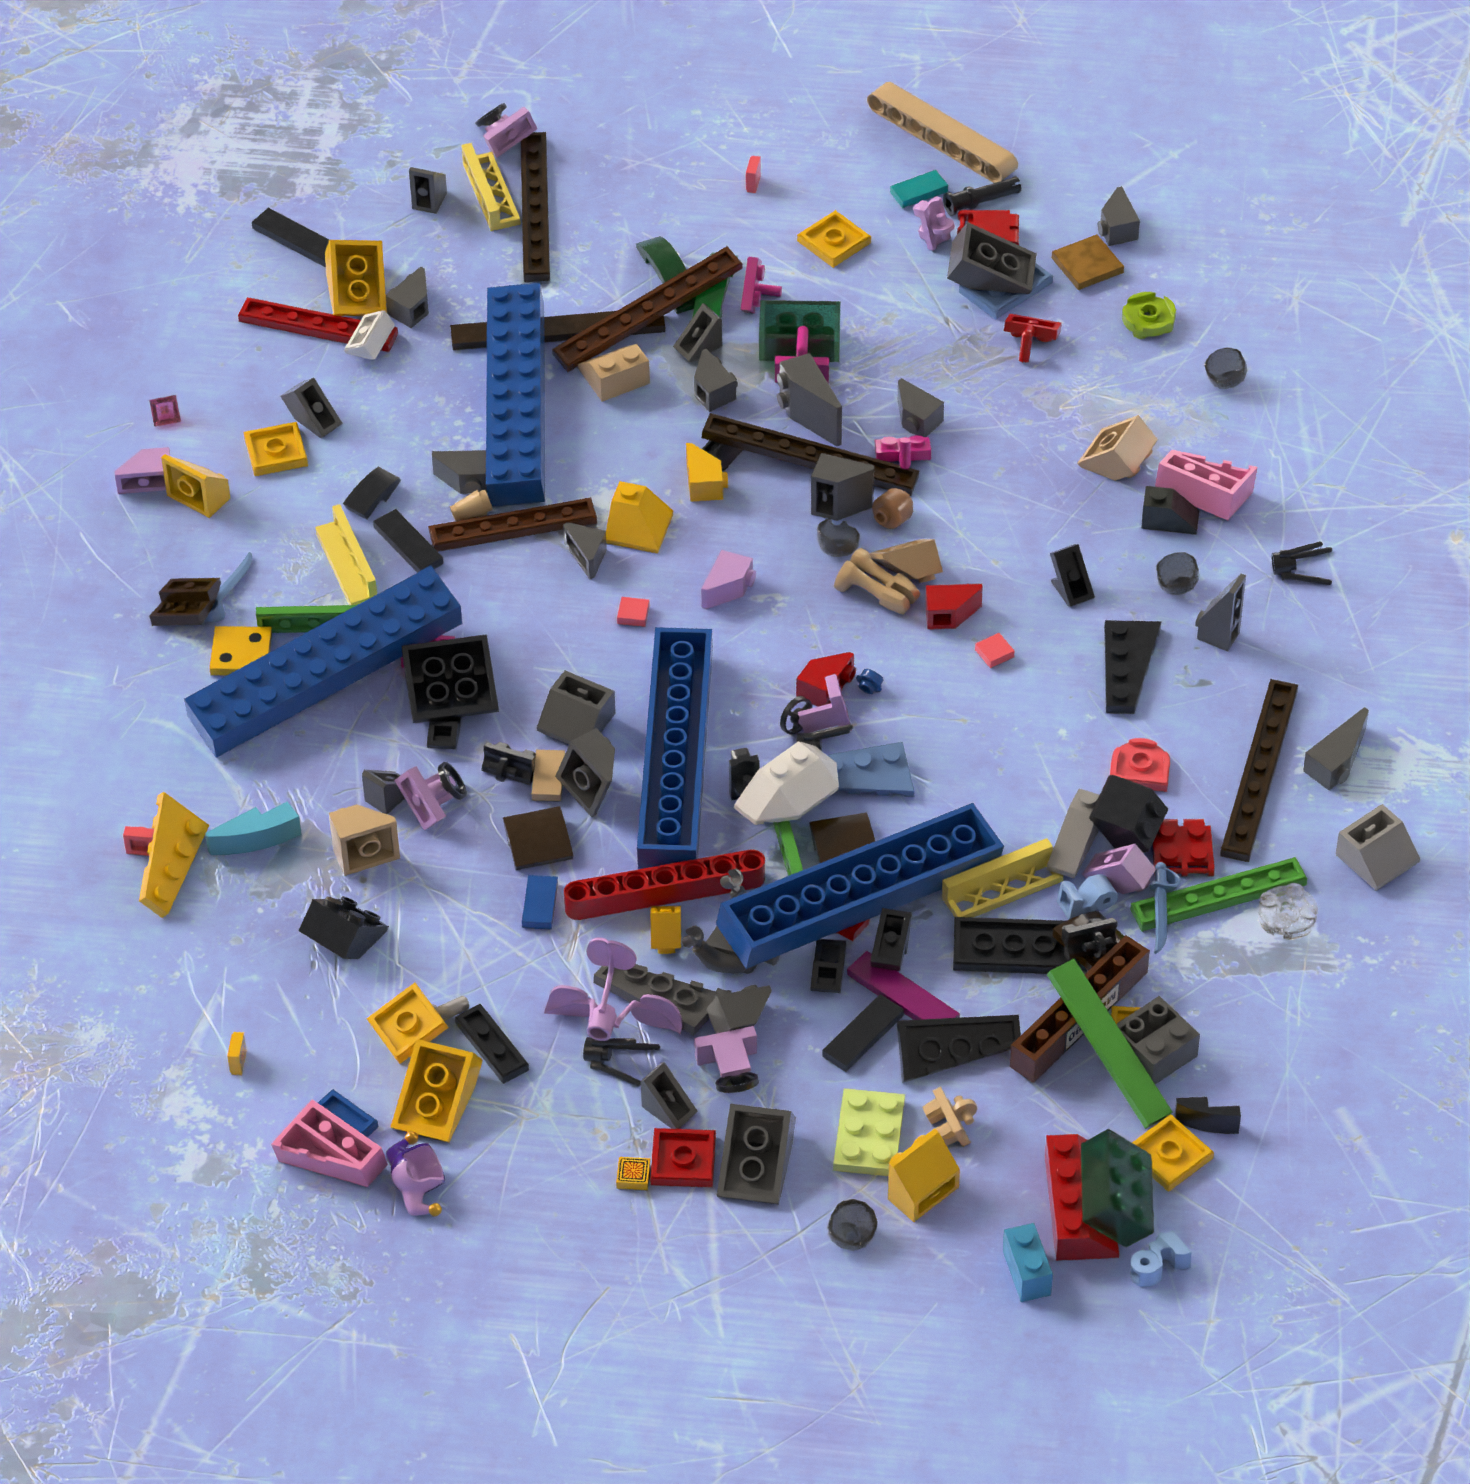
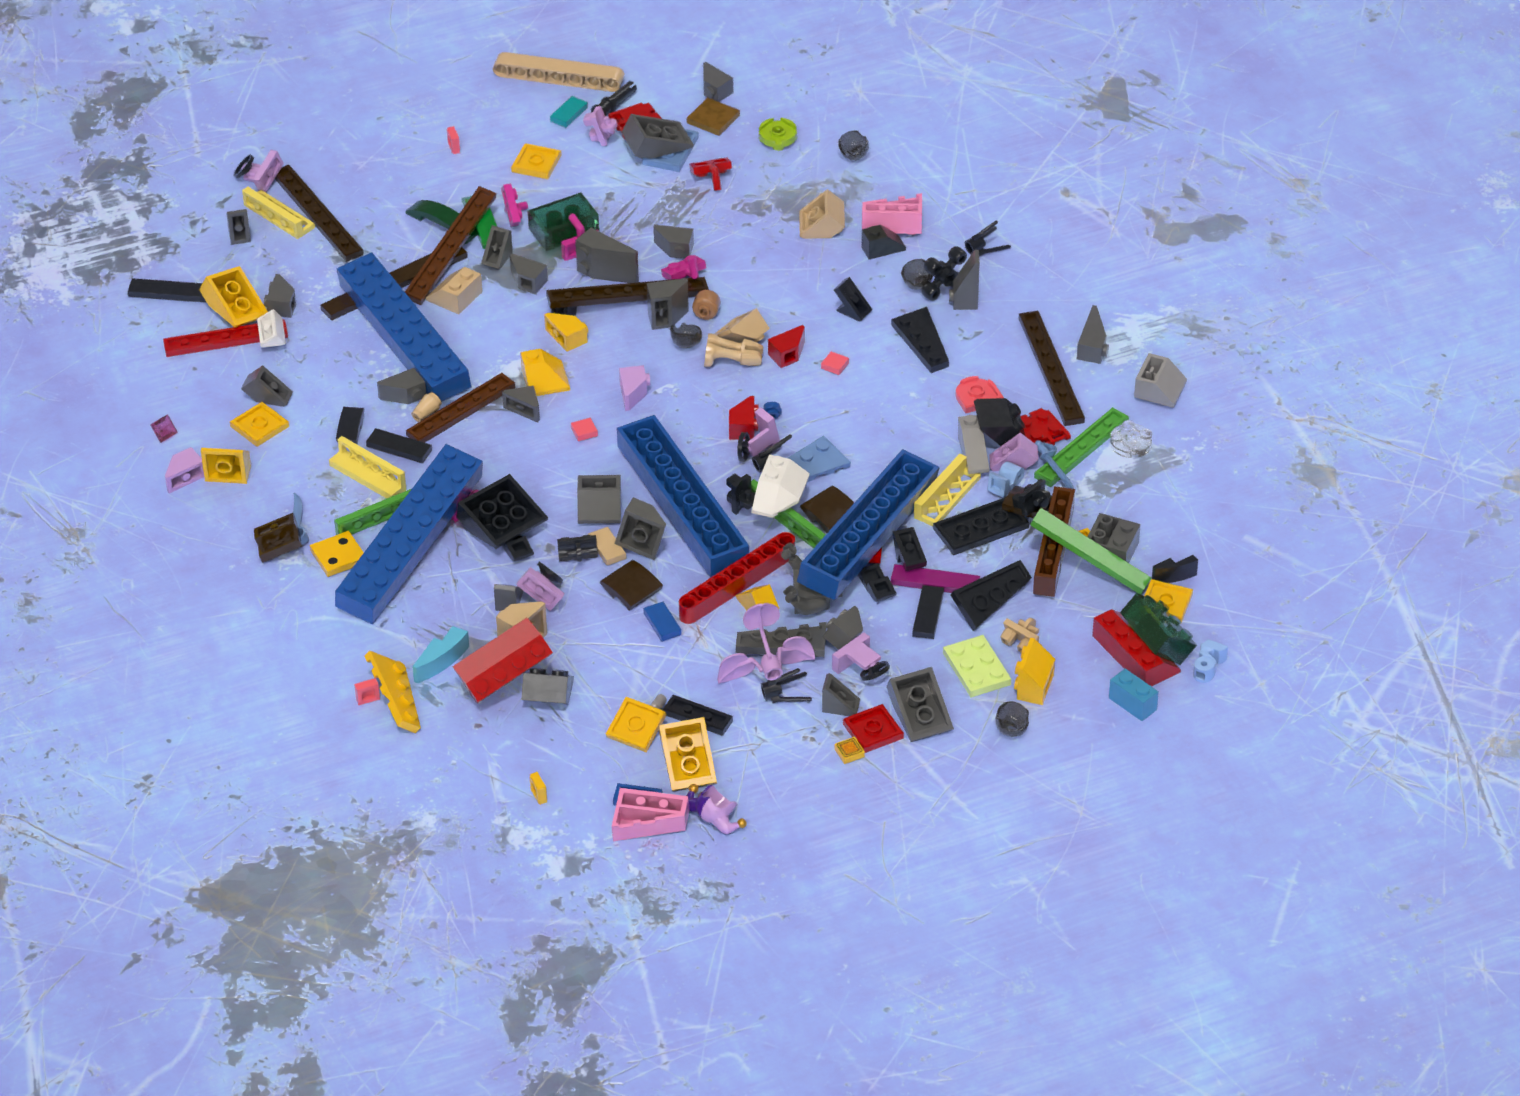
camera: 30 degrees left, 5 degrees down
(302, 872) = (502, 660): none -> slope
(1204, 584) = (943, 272): none -> black gear

